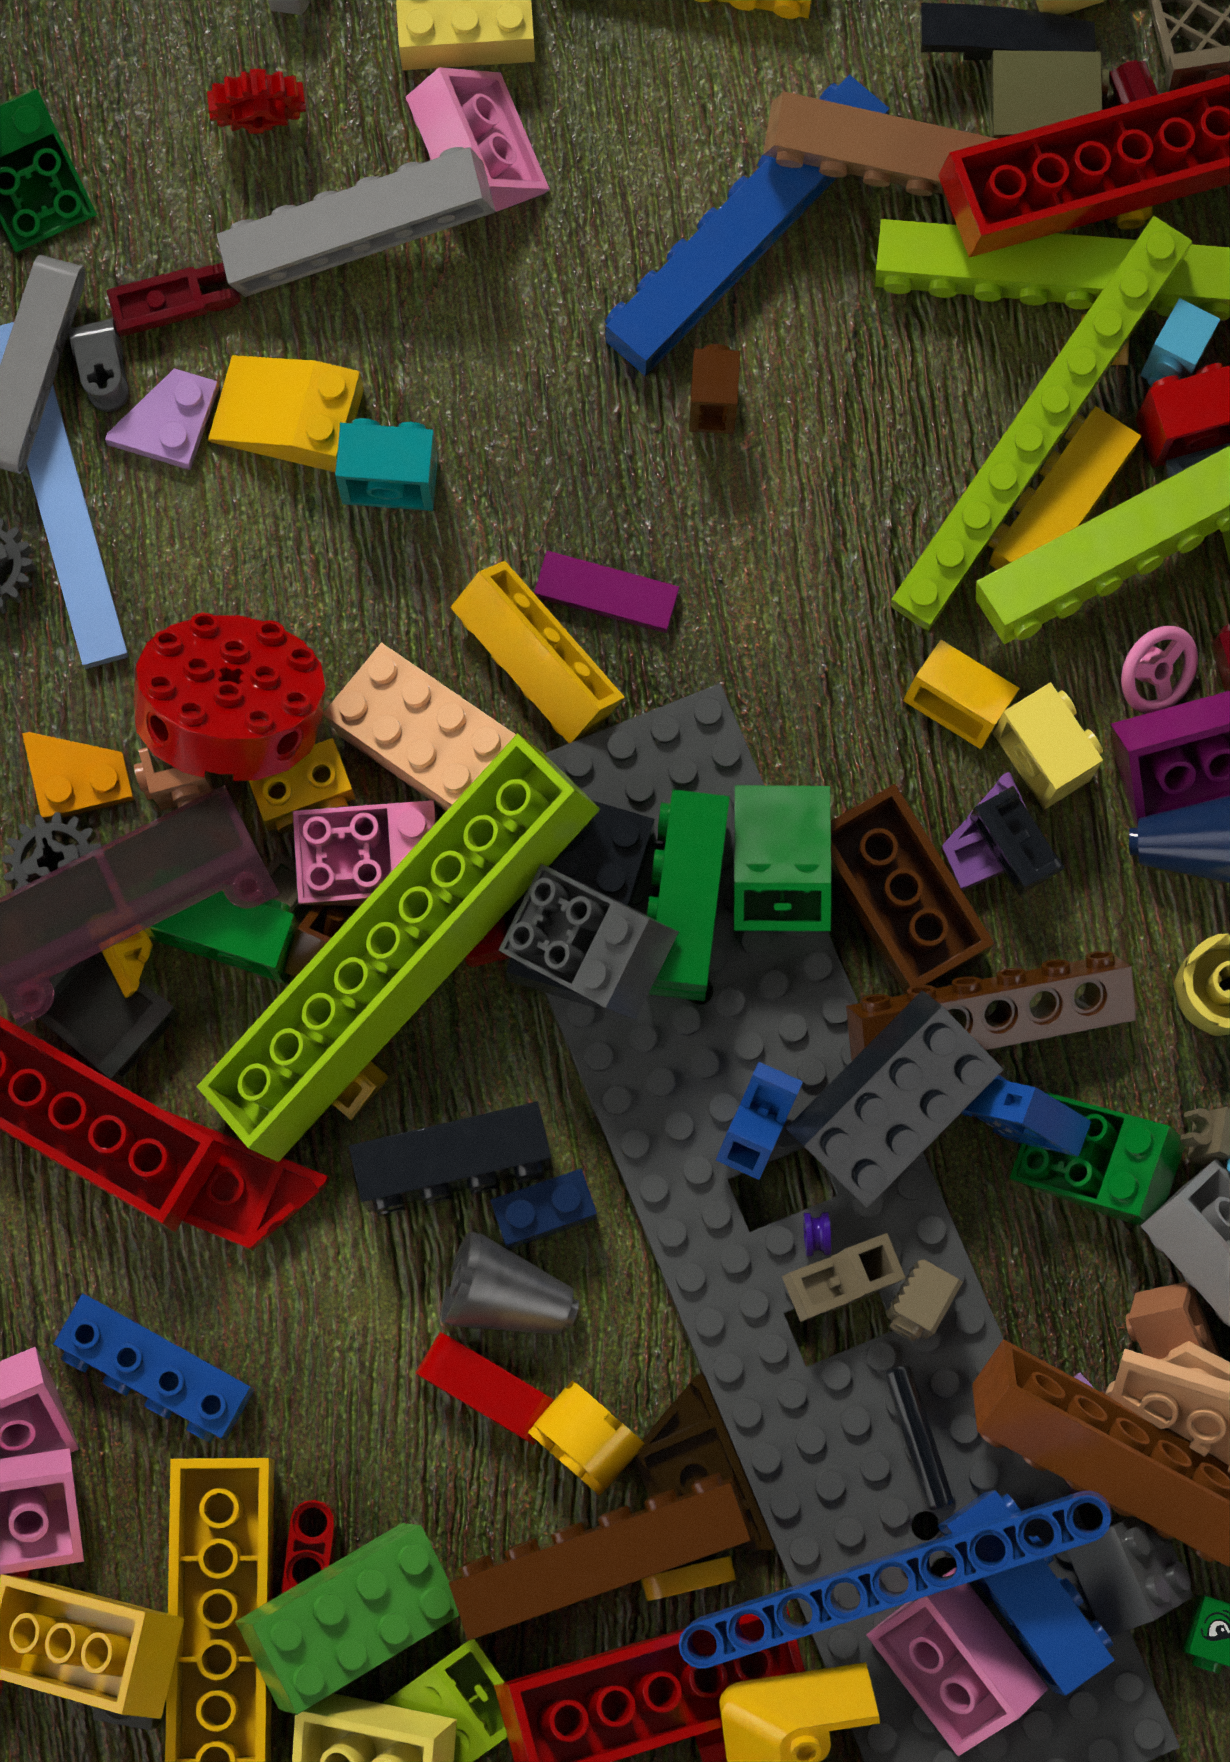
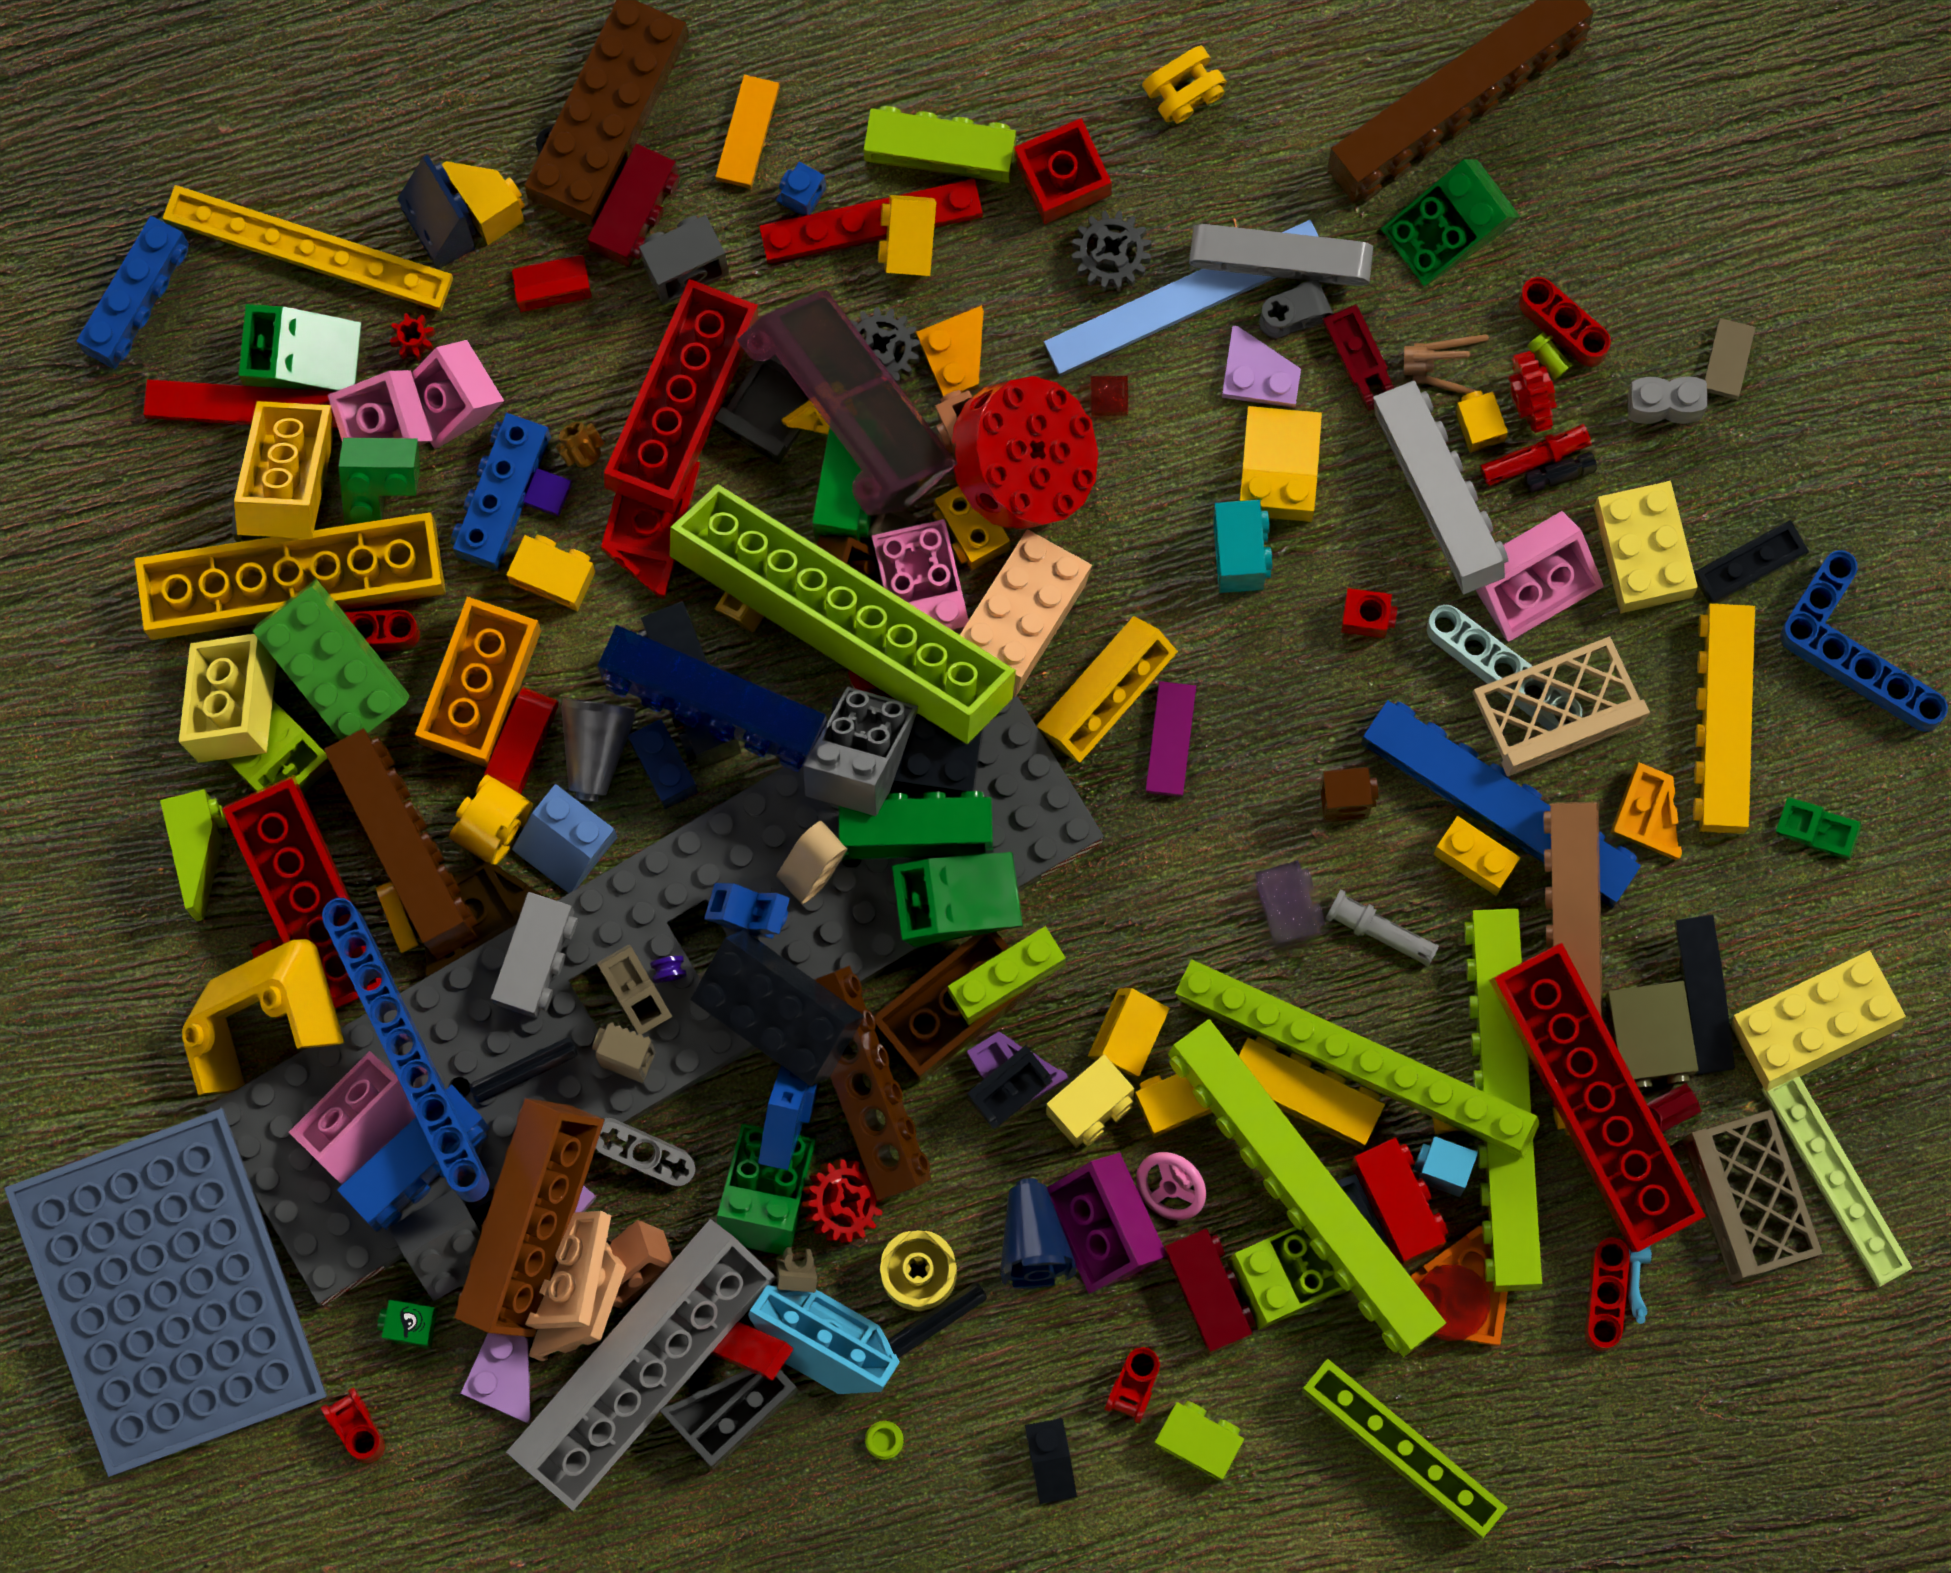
camera: 85 degrees right, 0 degrees up
(101, 1525) = (375, 470): none -> green brick
(110, 1257) = (580, 444): none -> pearl gold gear
(164, 599) = (1109, 395): none -> clear red tile
(164, 1309) = (547, 492): none -> dark purple tile
(179, 39) = (1560, 304): none -> red beam
(190, 231) = (1421, 357): none -> medium nougat plant
(196, 87) = (1549, 355): none -> lime pin
(270, 1316) = (551, 571): none -> yellow brick
(276, 172) = (1481, 420): none -> yellow brick
(326, 103) = (1541, 453): none -> red pin
(355, 96) = (1560, 472): none -> black axle
(401, 1429) = (478, 681): none -> light orange brick
(485, 355) = (1353, 621): none -> red brick
(491, 1116) = (710, 698): none -> clear blue brick
(591, 175) = (1494, 653): none -> light aqua beam
(621, 1349) = (564, 839): none -> medium blue slope
(684, 130) = (1572, 735): none -> tan fence
(716, 1027) = (811, 862): none -> tan beam
(777, 1401) = (534, 955): none -> light grey brick
(779, 61) = (1648, 812): none -> light orange wing
(807, 259) = (1476, 856): none -> yellow brick
(833, 483) = (1288, 904): none -> clear purple brick
(865, 399) = (1366, 921): none -> light grey pin
(890, 812) = (1006, 975): none -> lime brick
(1053, 1291) = (663, 1172): none -> light grey beam
(1057, 656) = (1168, 1104): none -> yellow brick
(1129, 1065) = (830, 1190): none -> red gear

